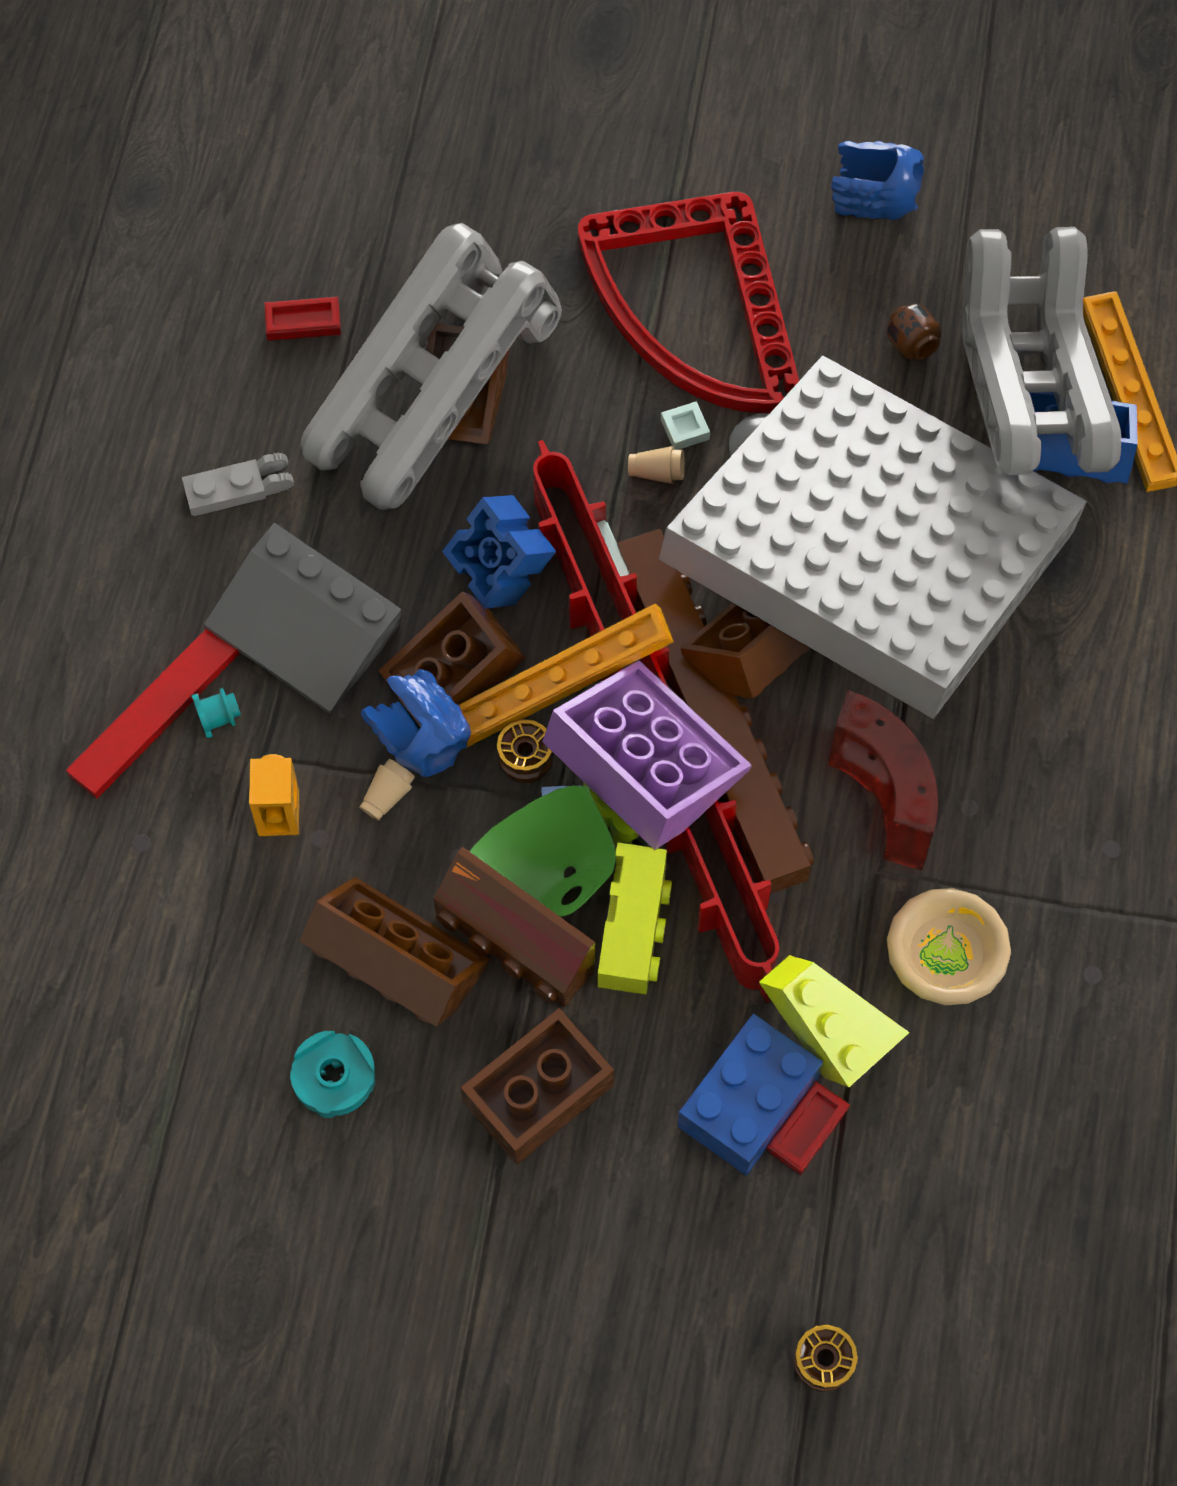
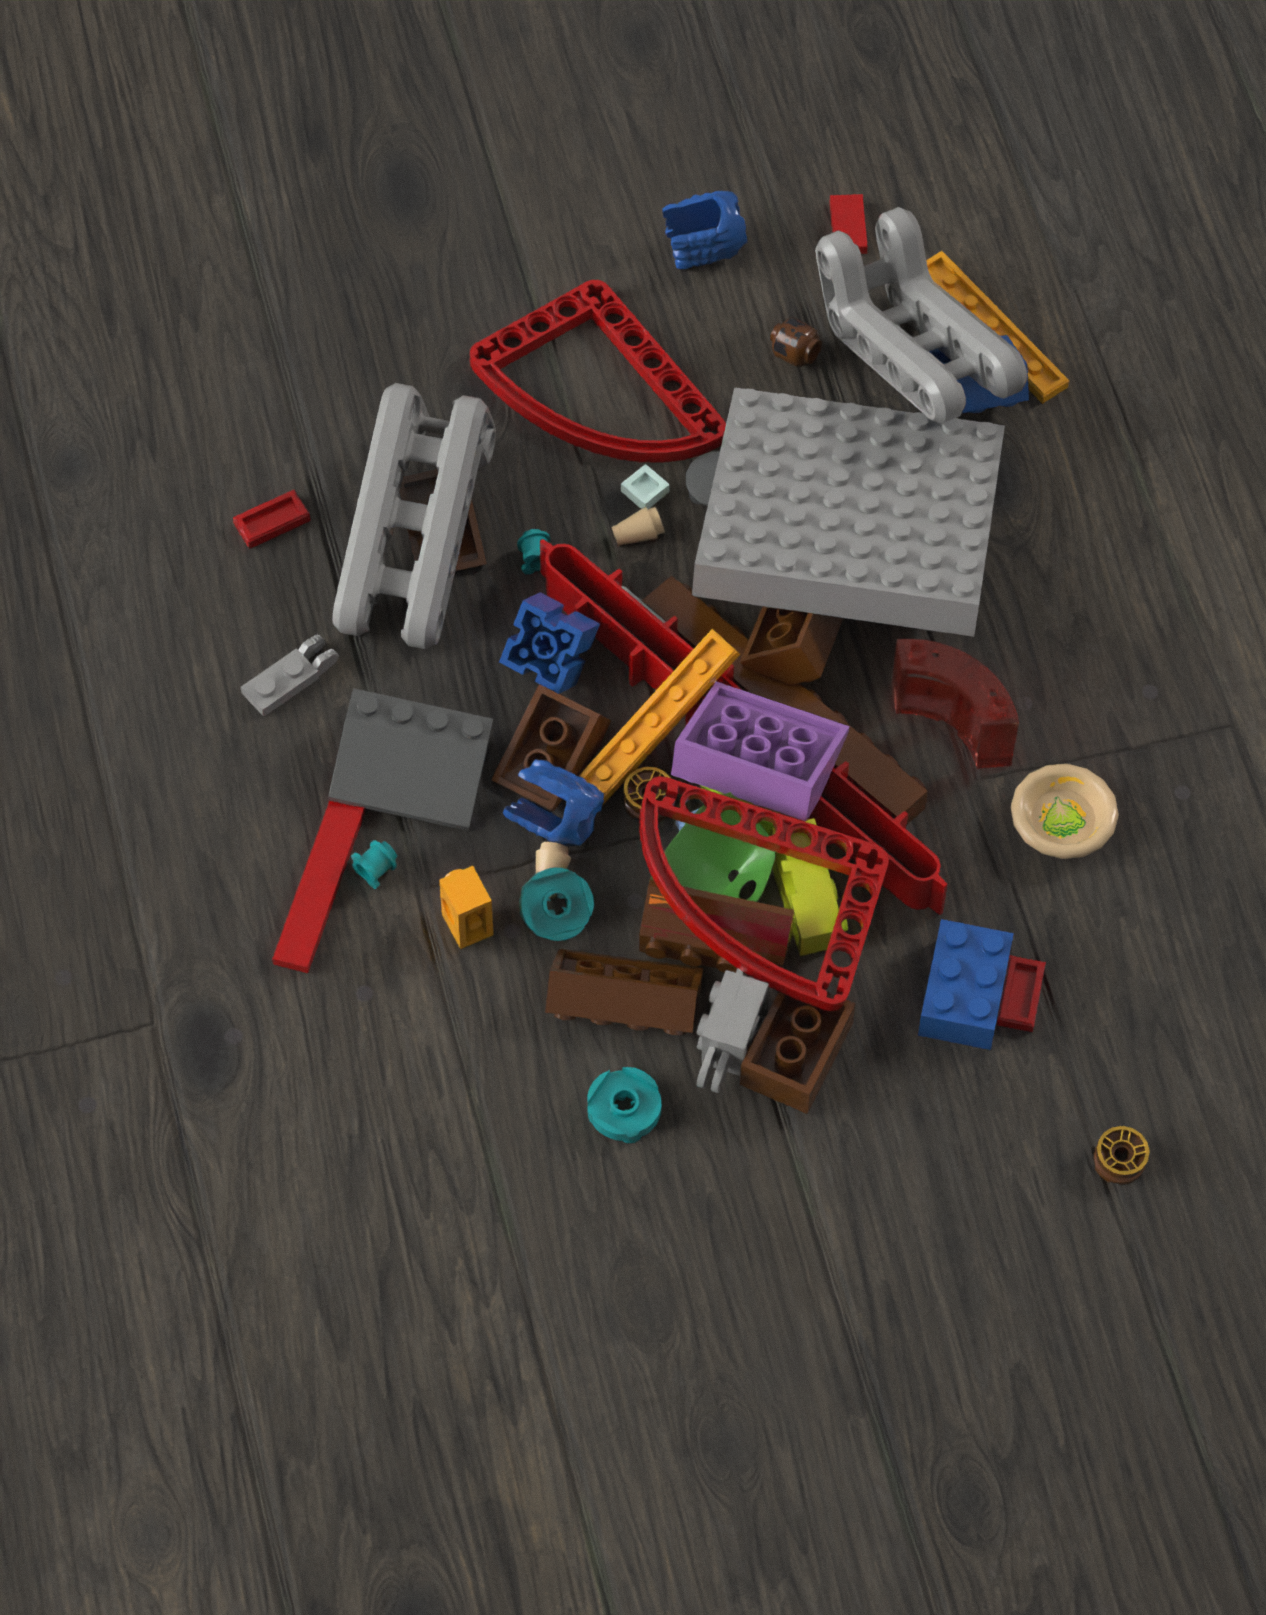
camera: 25 degrees left, 5 degrees down
(352, 845) = (566, 885): none -> teal plate
(477, 1033) = (731, 1026): none -> light grey brick
(551, 439) = (530, 547): none -> teal brick
(614, 861) = (785, 826): none -> red beam
(831, 1019) = (1003, 898): neon yellow wedge -> none
(1032, 224) = (849, 217): none -> red tile

